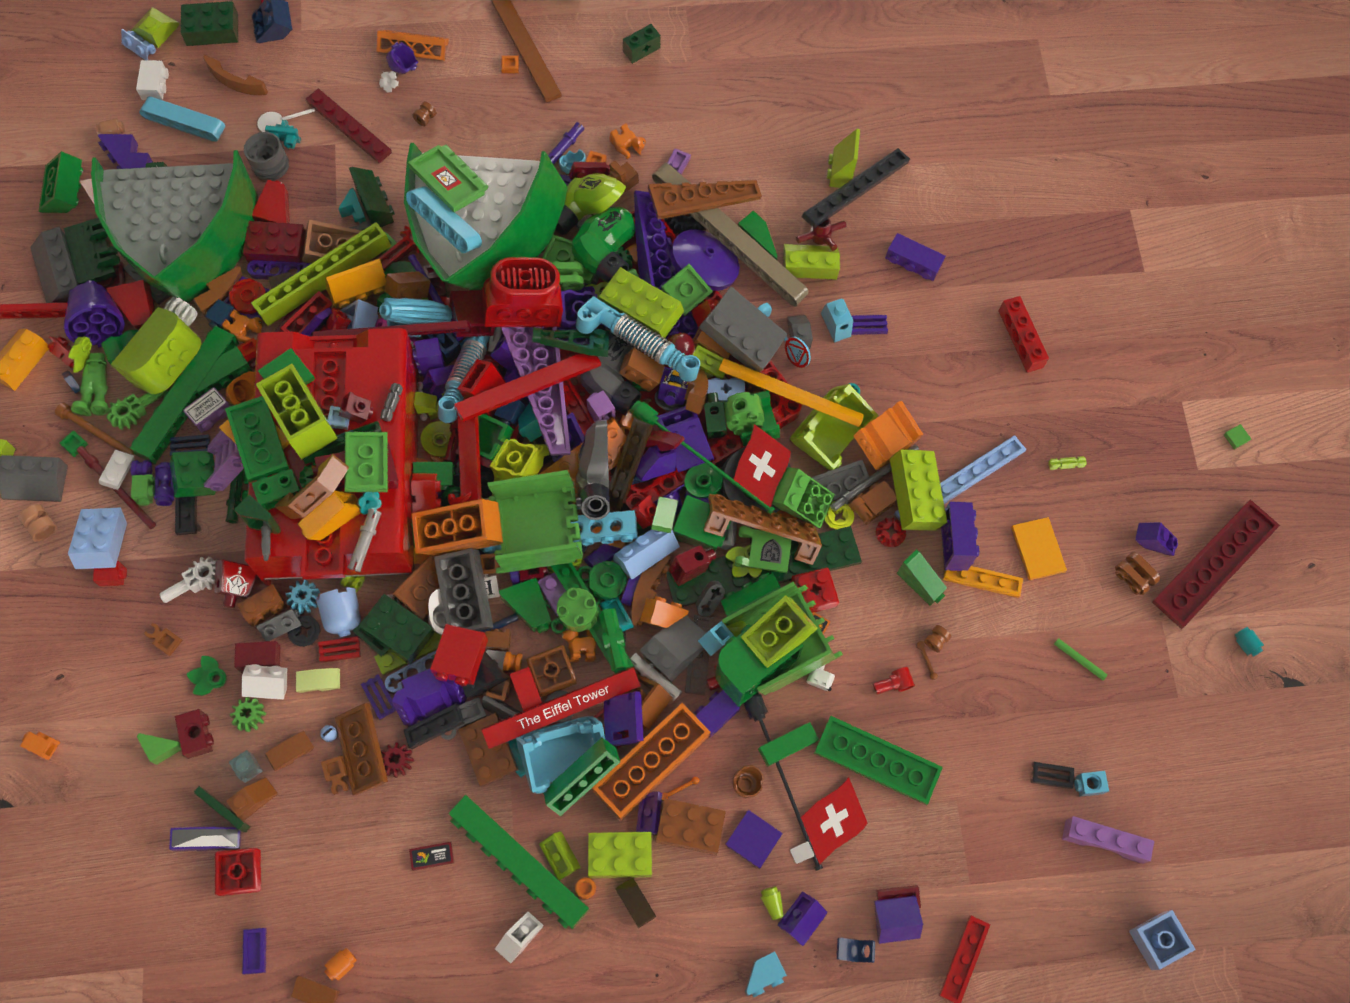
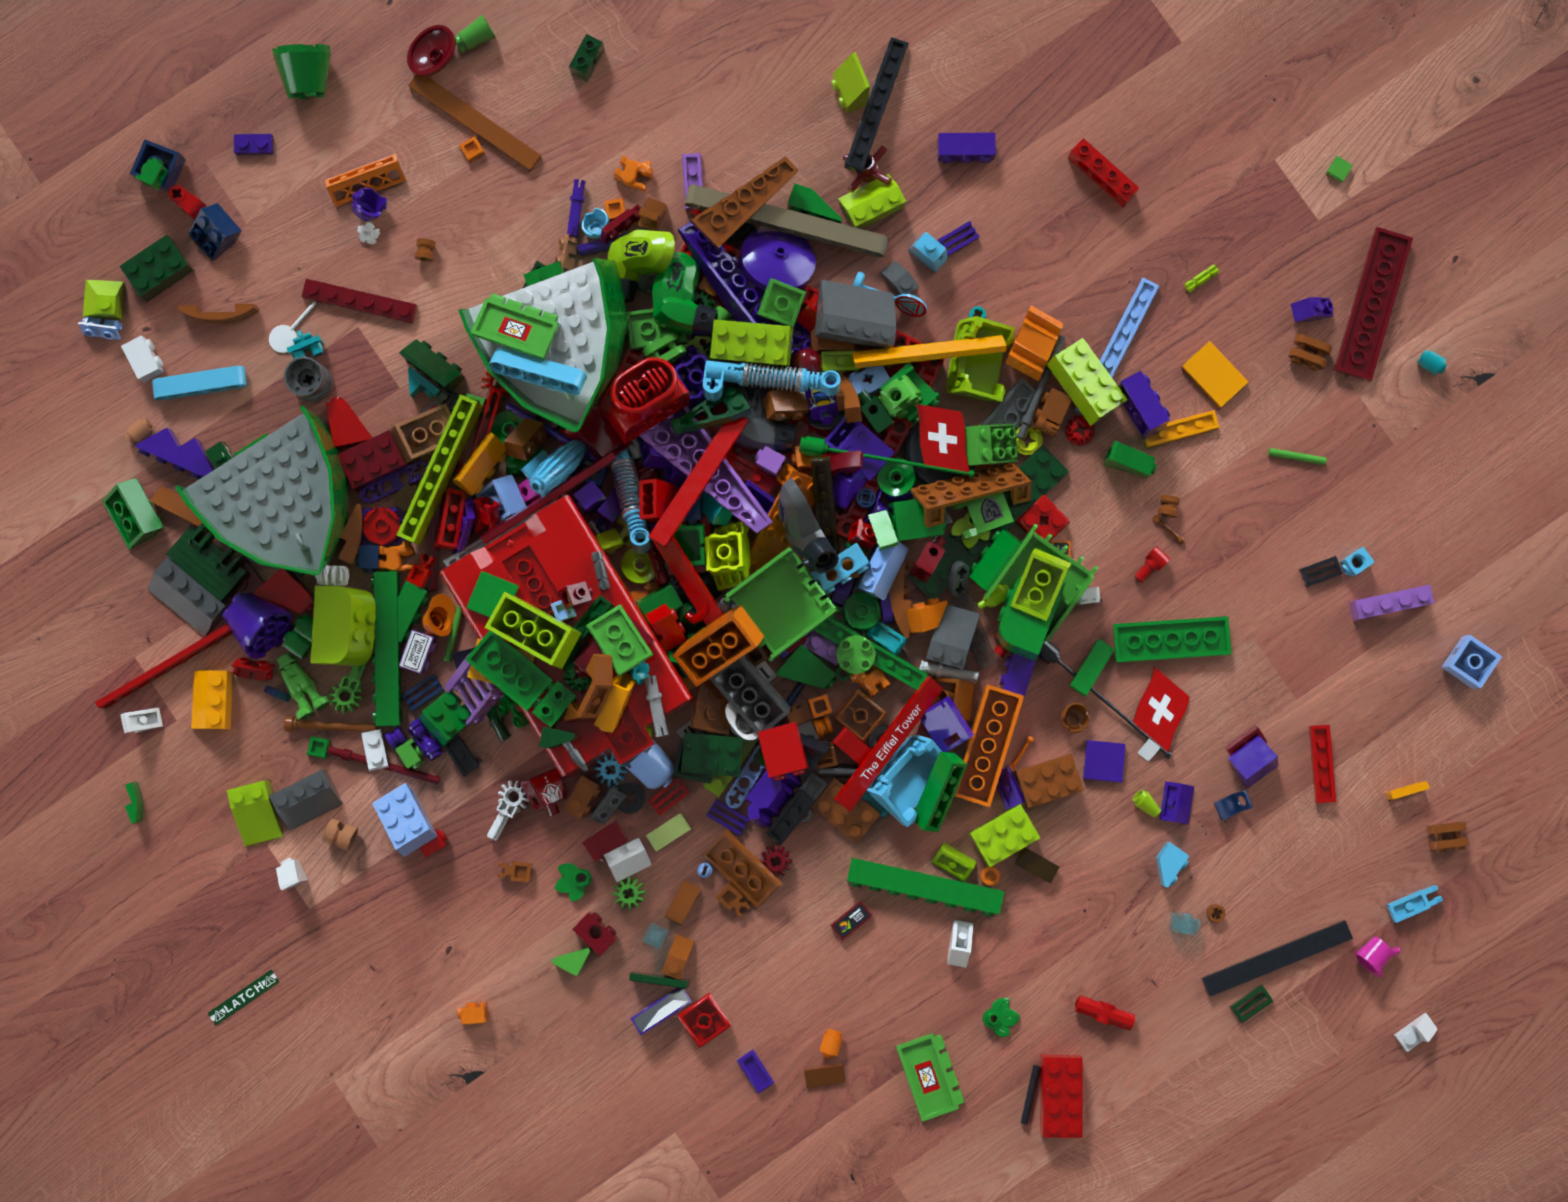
camera: 25 degrees left, 15 degrees up
(80, 353) = (270, 661): lime plate -> none
(520, 641) = (820, 706): none -> orange brick
(613, 639) = (900, 663): green piece -> none
(664, 487) = (865, 502): none -> dark blue wheel
(715, 638) = (985, 614): medium azure brick -> none

